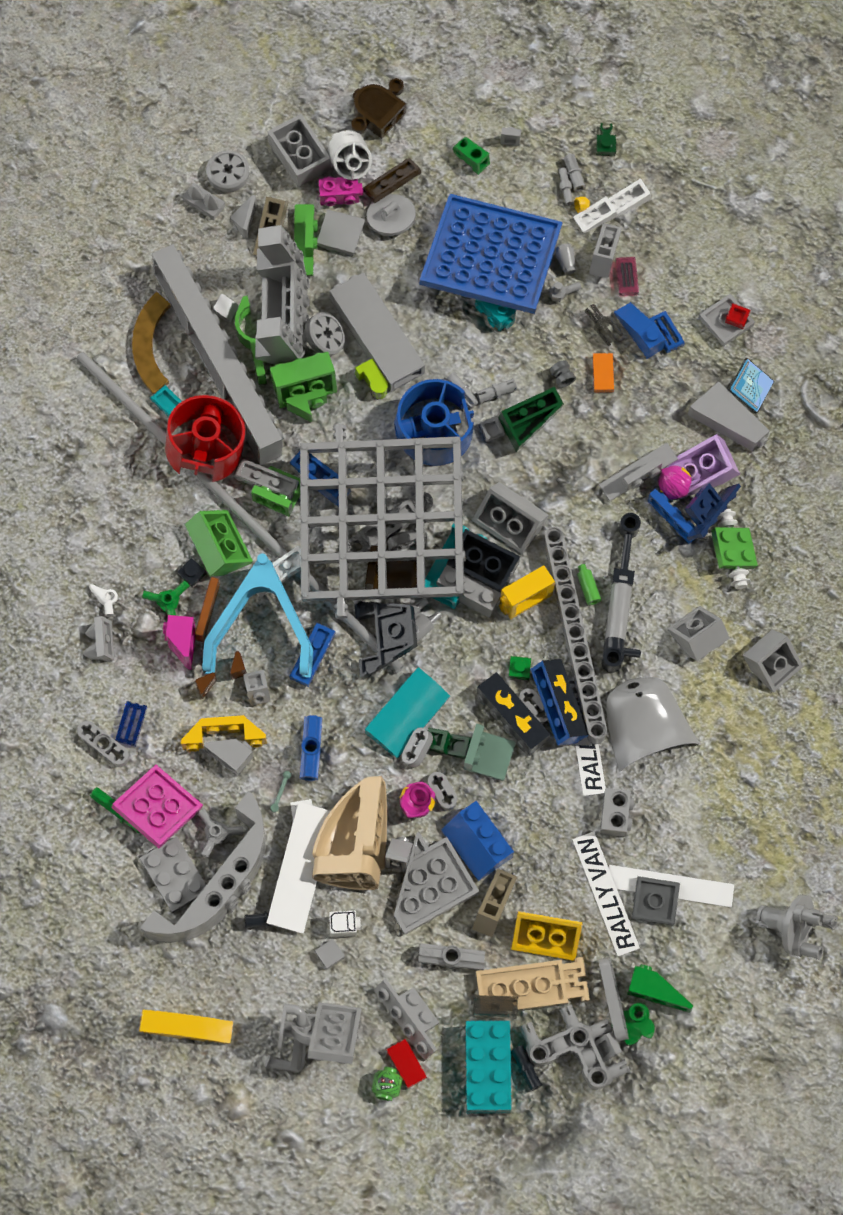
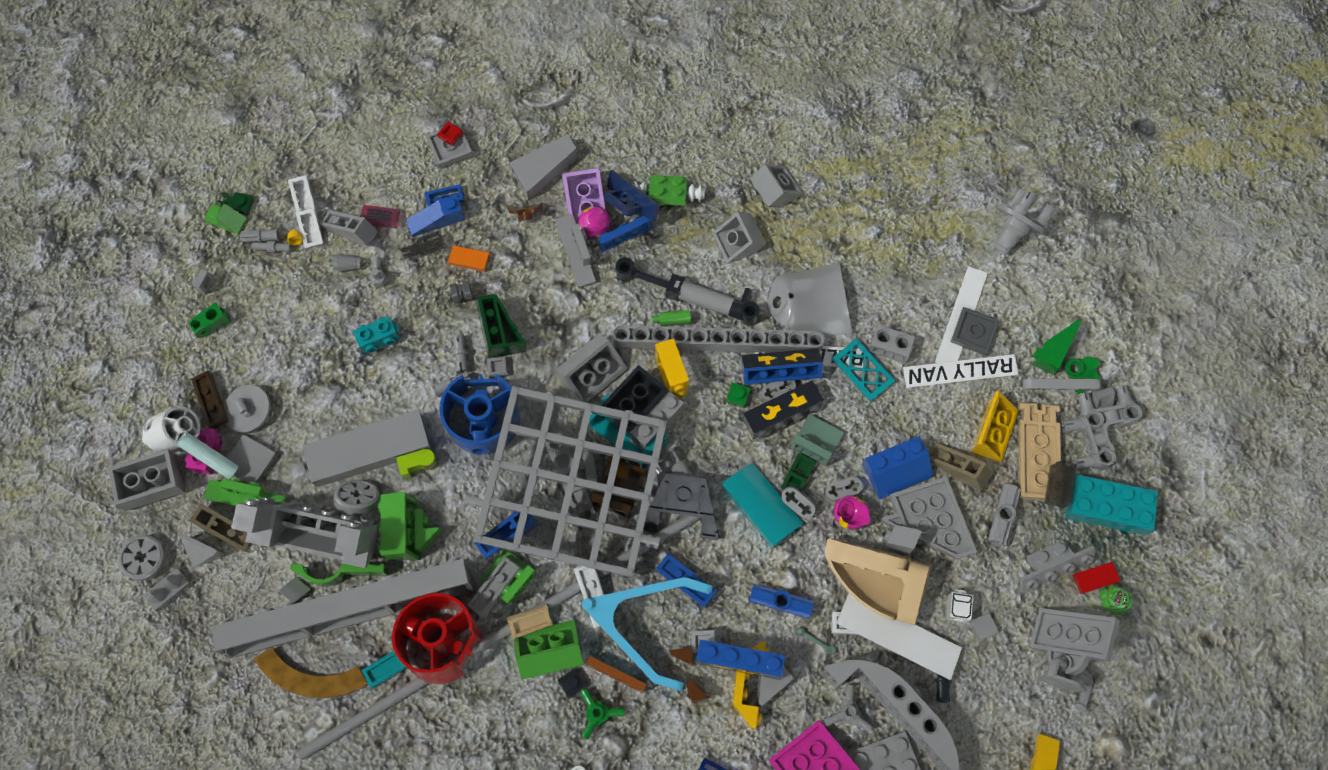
camera: 75 degrees left, 0 degrees up
(181, 638) = (645, 706): dark pink slope -> none
(241, 519) = (529, 621): none -> tan tile
(241, 712) = (740, 659): none -> blue brick
(331, 192) = (207, 455): none -> light aqua piece
(378, 108) = (126, 395): dark brown piece -> none
(491, 253) = (321, 324): blue plate -> none
(526, 1068) = (1114, 472): black pin -> none
(575, 774) = (860, 384): none -> teal window
(584, 136) = (226, 218): none -> bright green slope
(668, 412) = (524, 213): none -> reddish brown animal
(751, 385) = (518, 140): piece -> none

